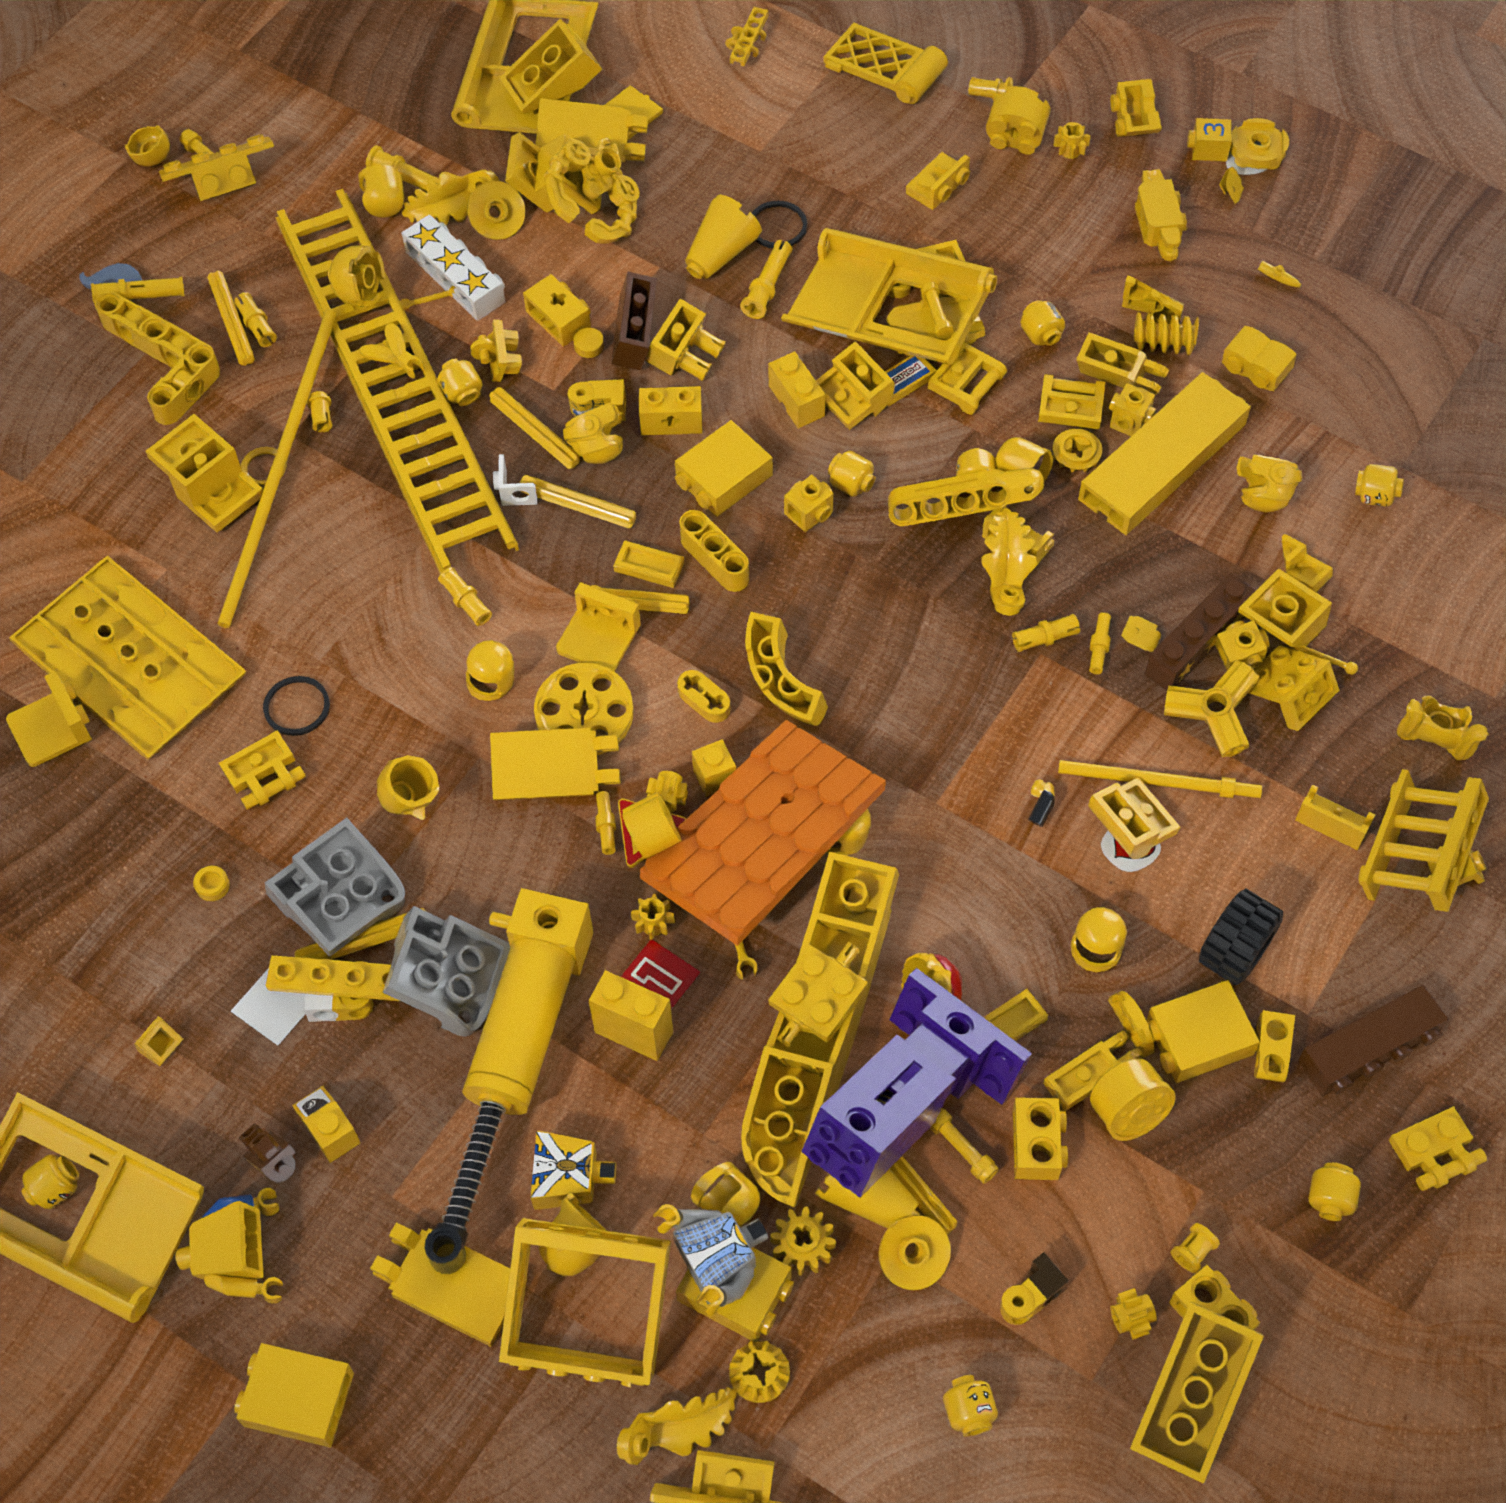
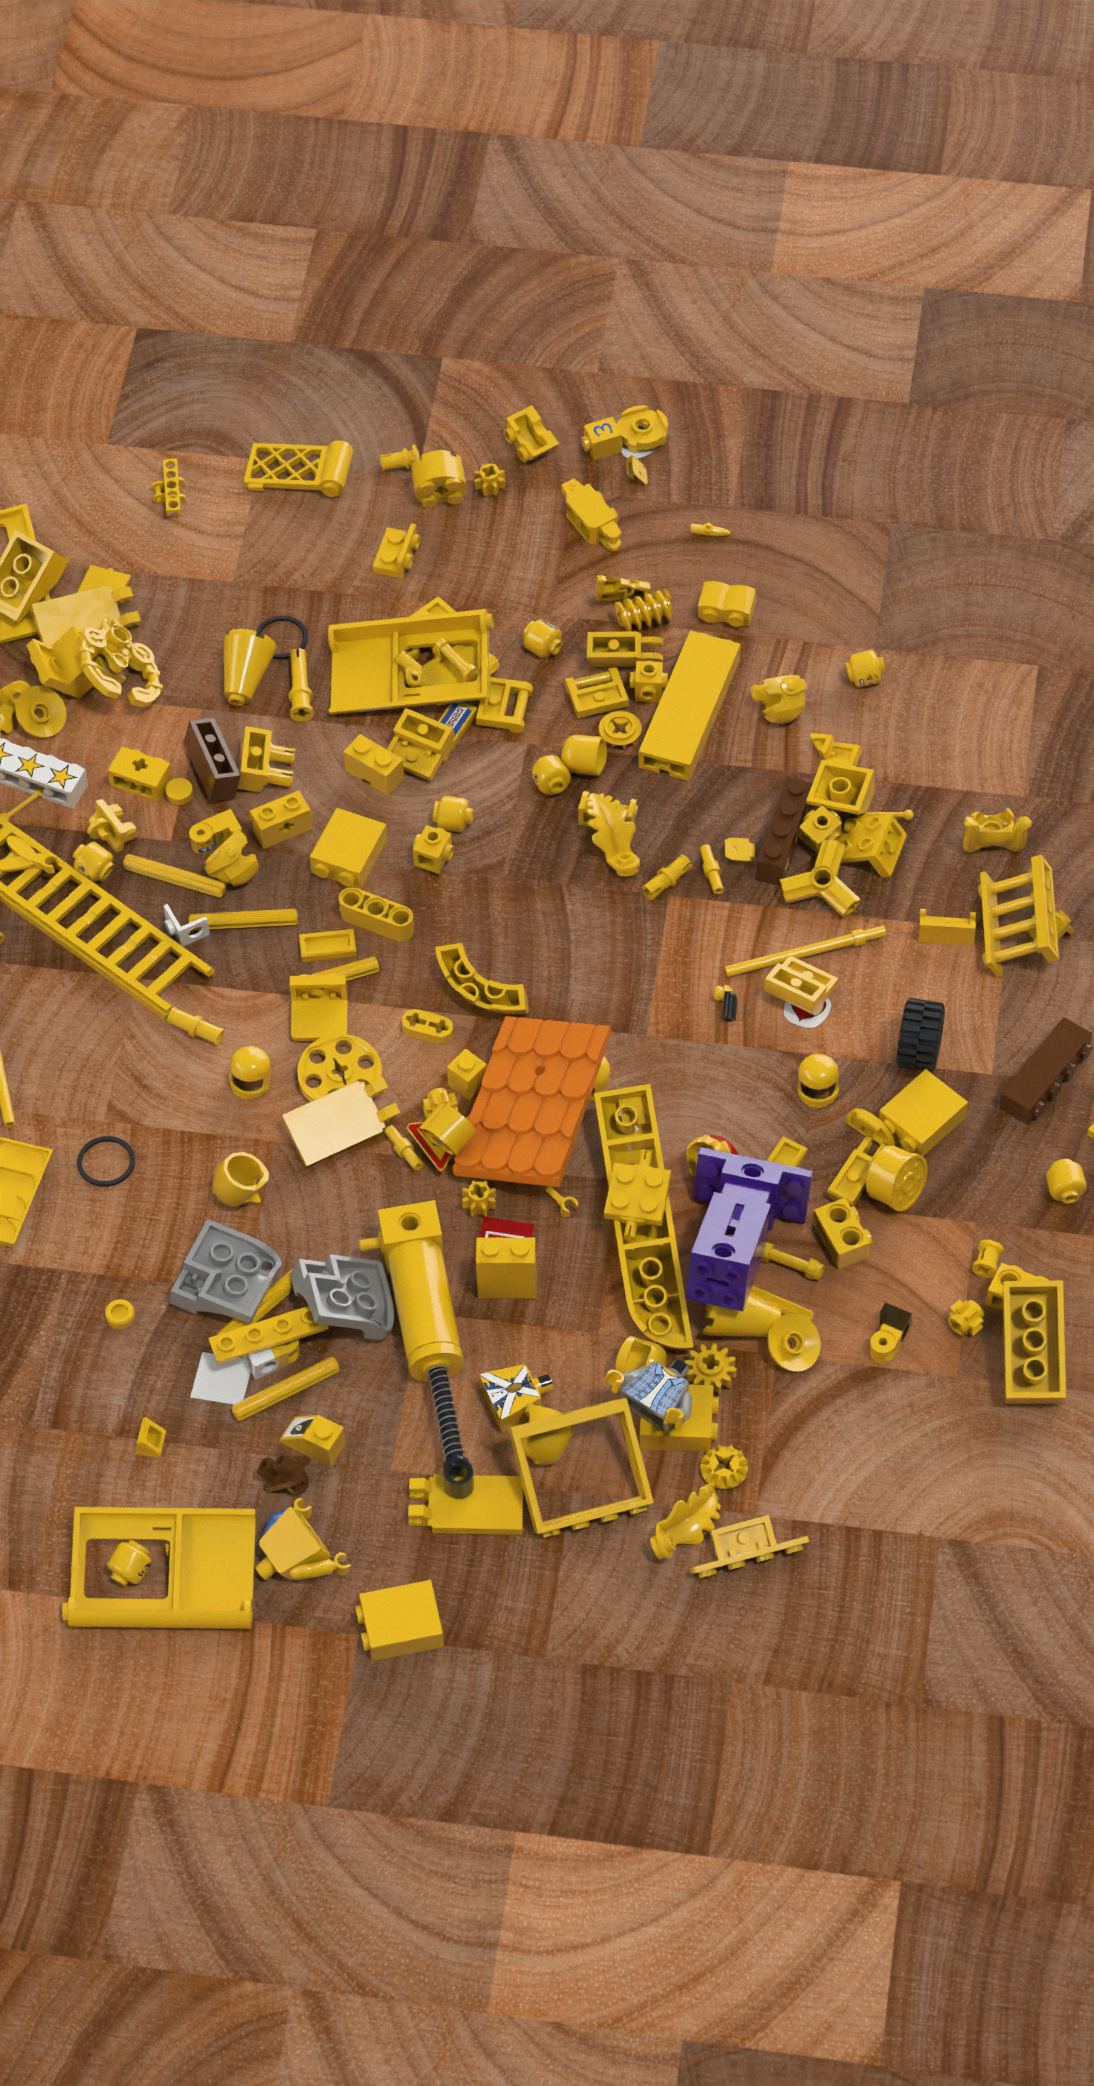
camera: 25 degrees left, 5 degrees down
(256, 763) = (104, 1212): yellow plate -> none
(330, 1047) = (285, 1388): none -> yellow axle
(888, 303) = (412, 669): none -> yellow arm
(952, 505) = (539, 797): yellow piece -> none
(970, 1406) = (883, 1422): yellow head -> none
(1274, 1050) = (980, 1103): yellow leg -> none

